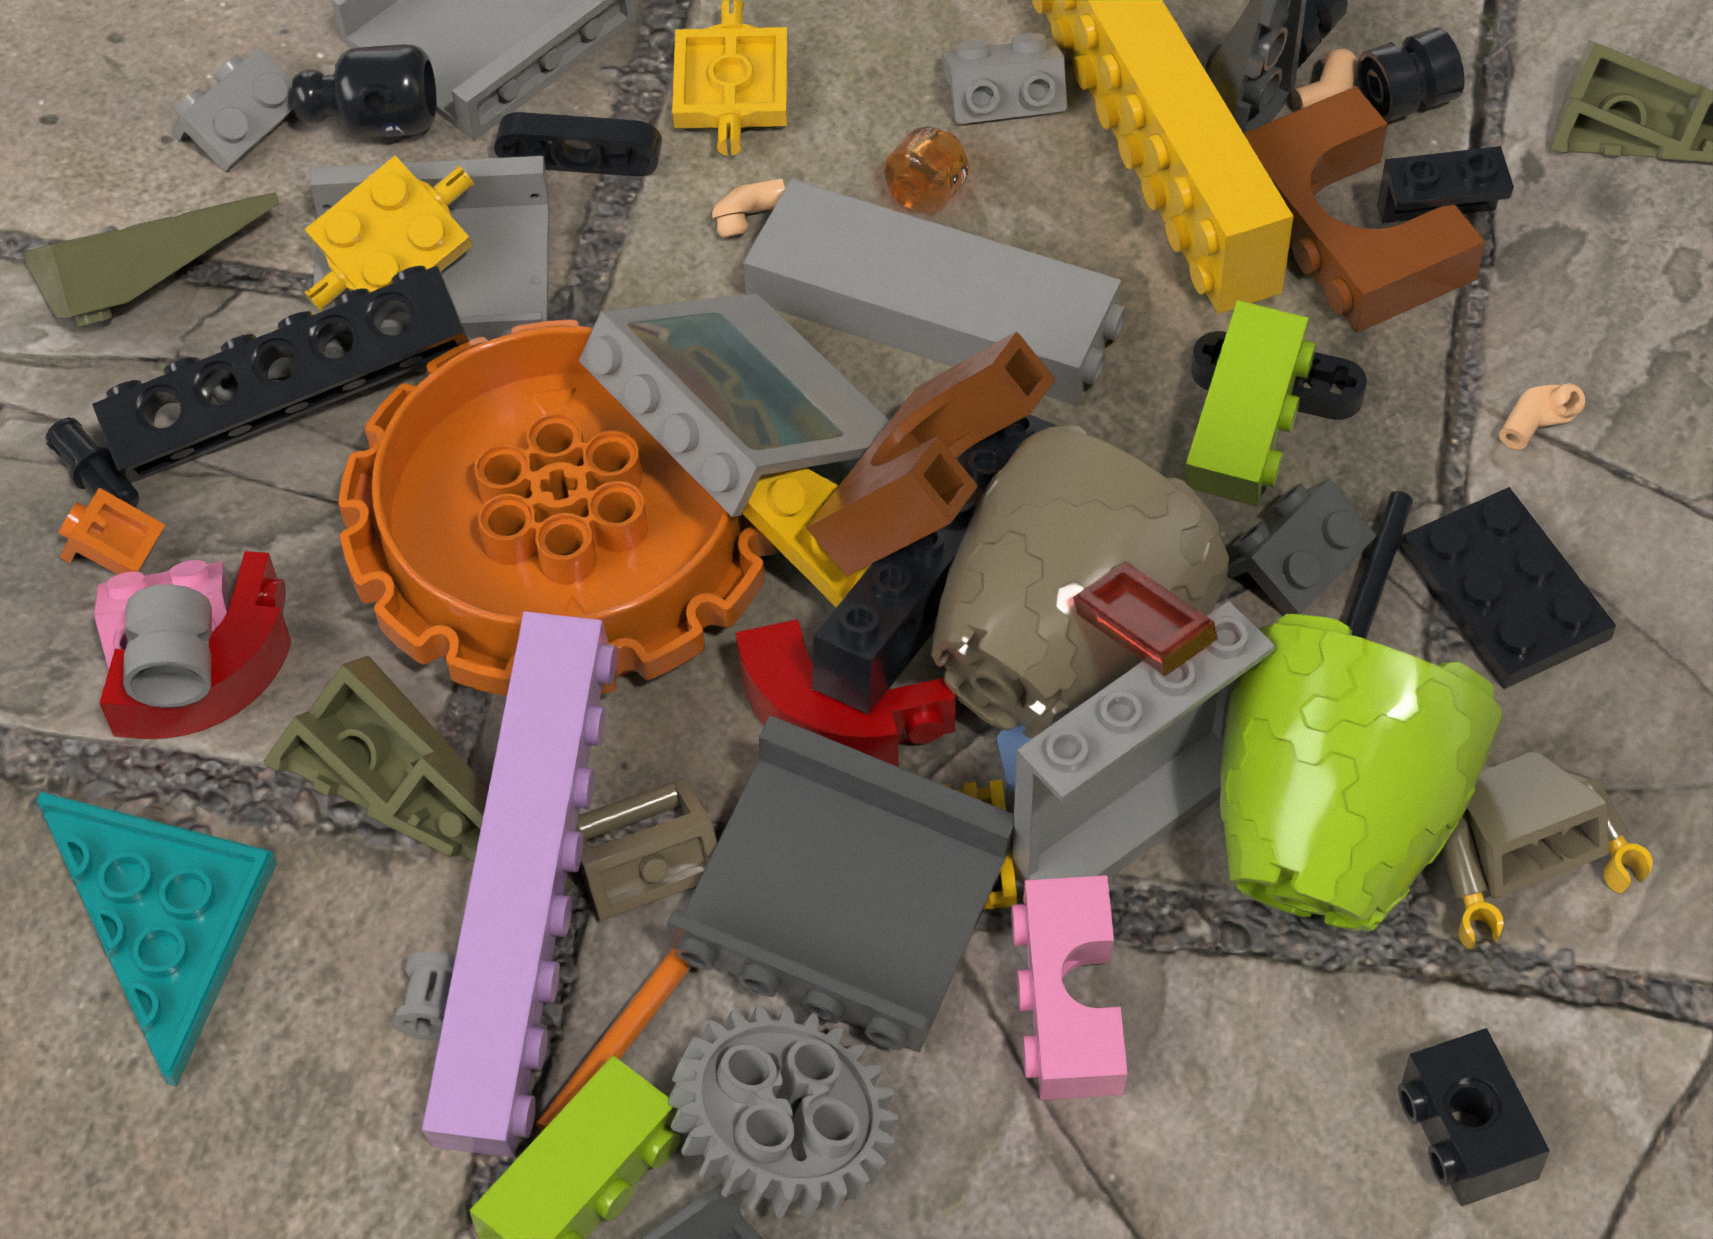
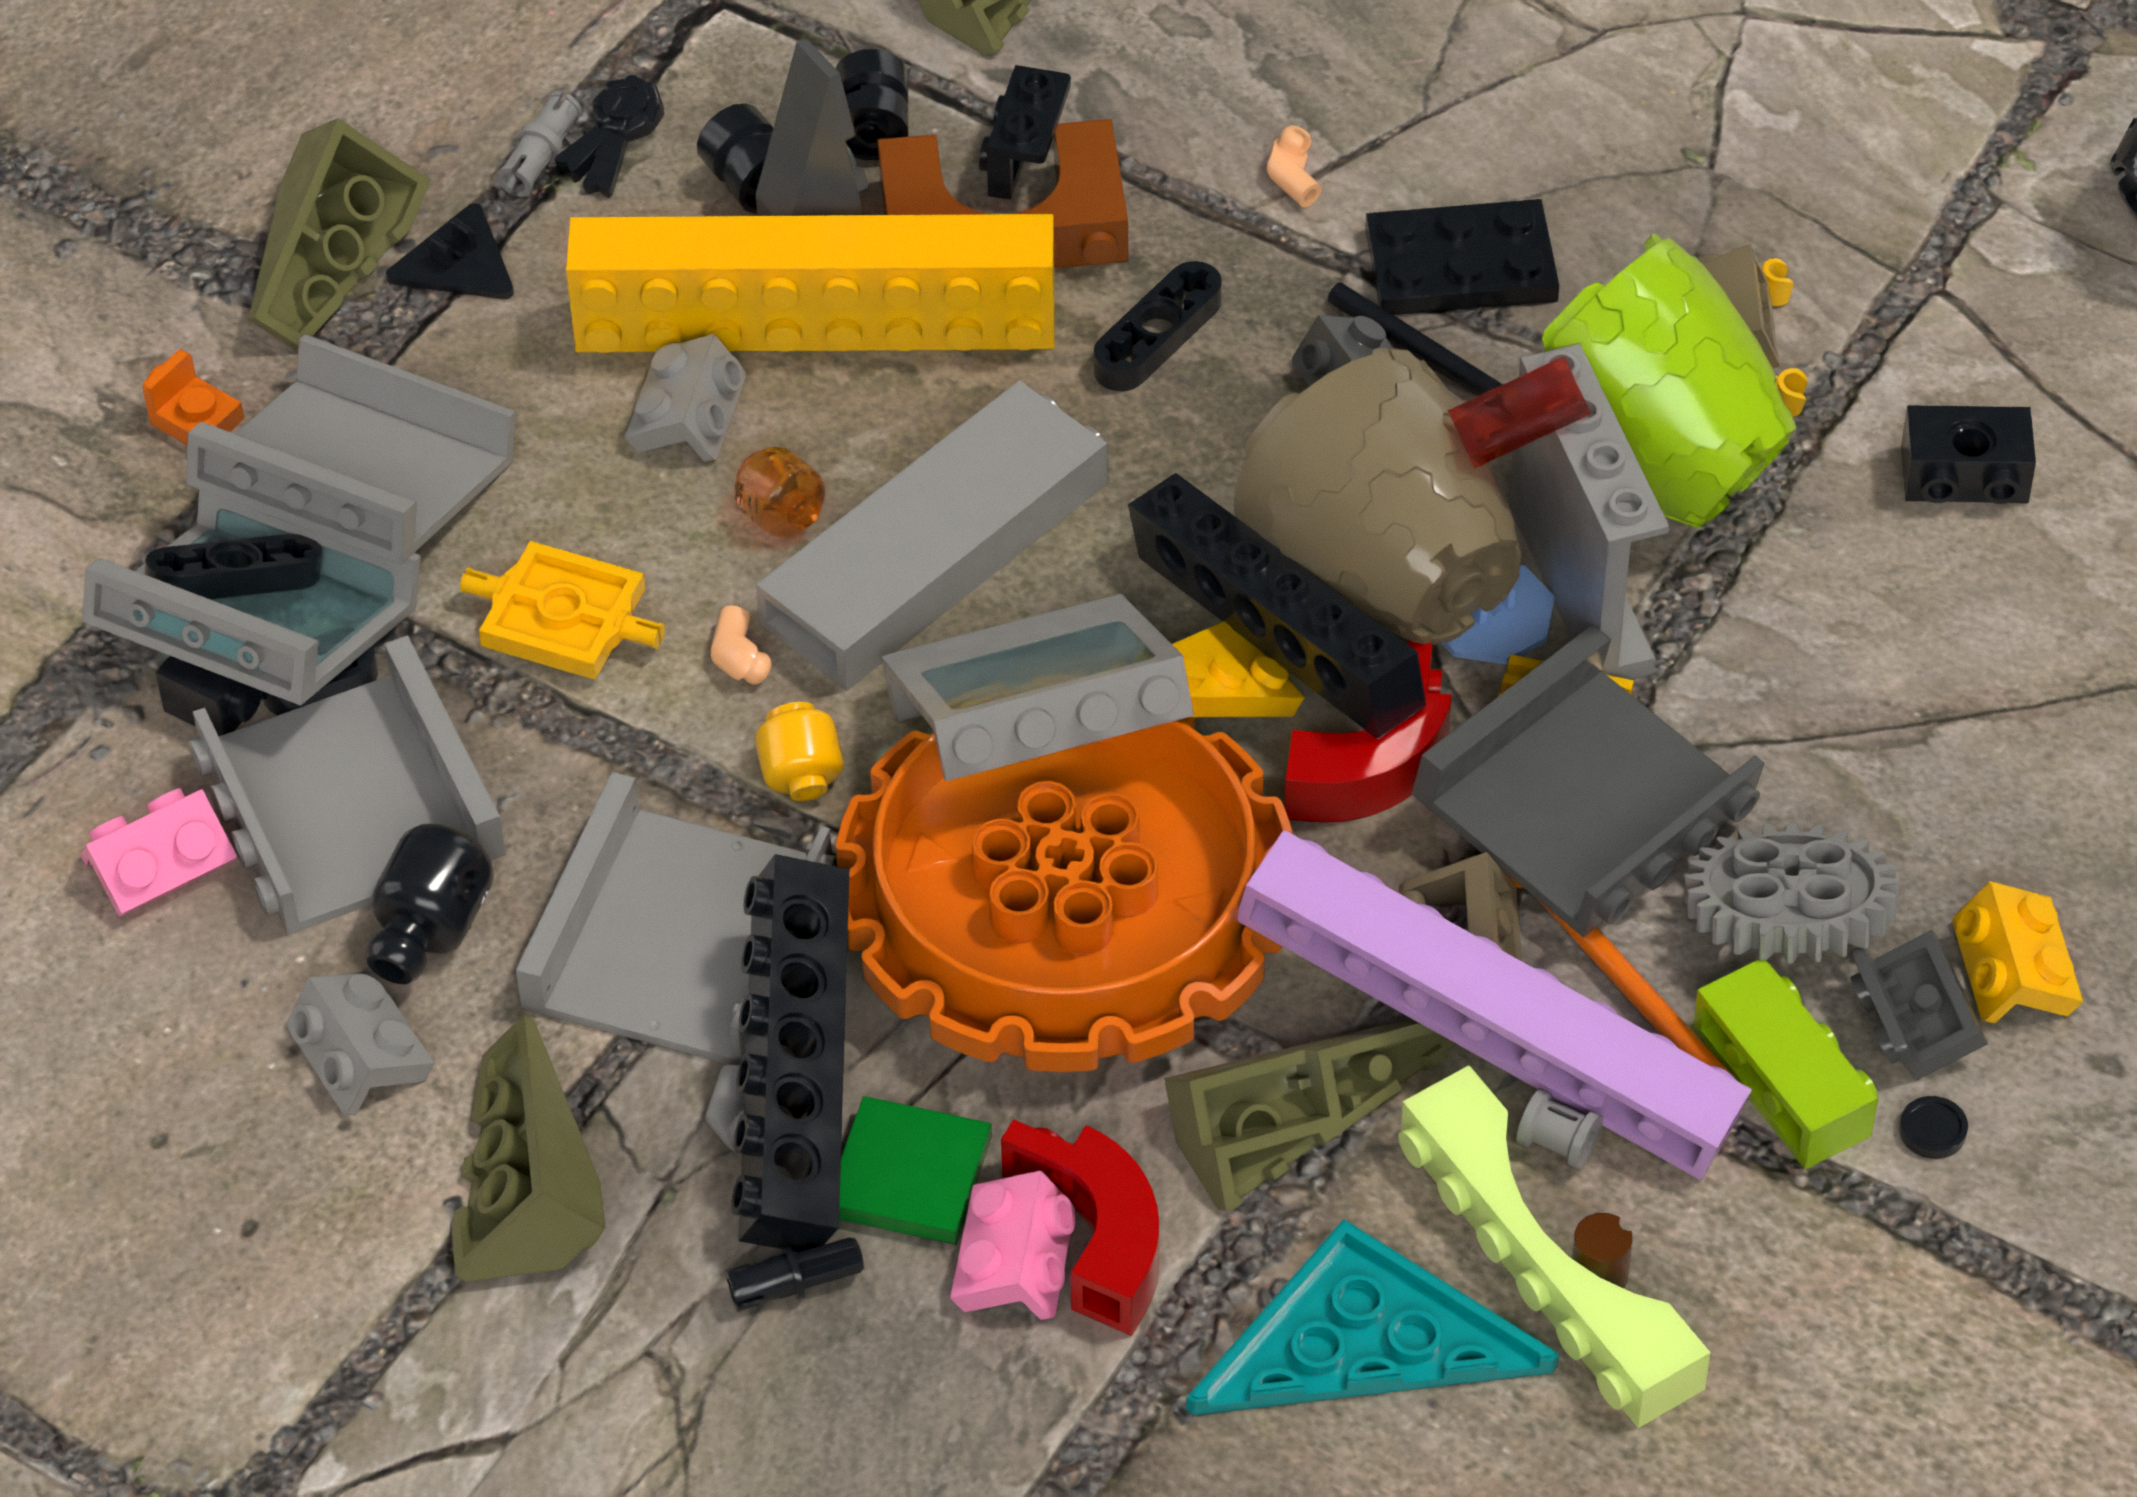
camera: 70 degrees left, 5 degrees down
(110, 533) = (892, 1271): orange bracket -> none
(167, 646) = (1119, 1201): light grey wheel -> none
(188, 1133) = (1630, 1342): none -> yellowish green arch
(230, 508) = (911, 1169): none -> green tile
(284, 1074) = (1603, 1247): none -> reddish brown piece
(386, 228) = (643, 932): yellow plate -> none
(528, 135) = (584, 756): black beam -> none
(639, 275) = (799, 751): none -> yellow head
(910, 472) = (1137, 552): dark orange arch -> none
(1073, 1046) = (1705, 660): bright pink arch -> none
(1250, 403) = (1202, 343): lime brick -> none

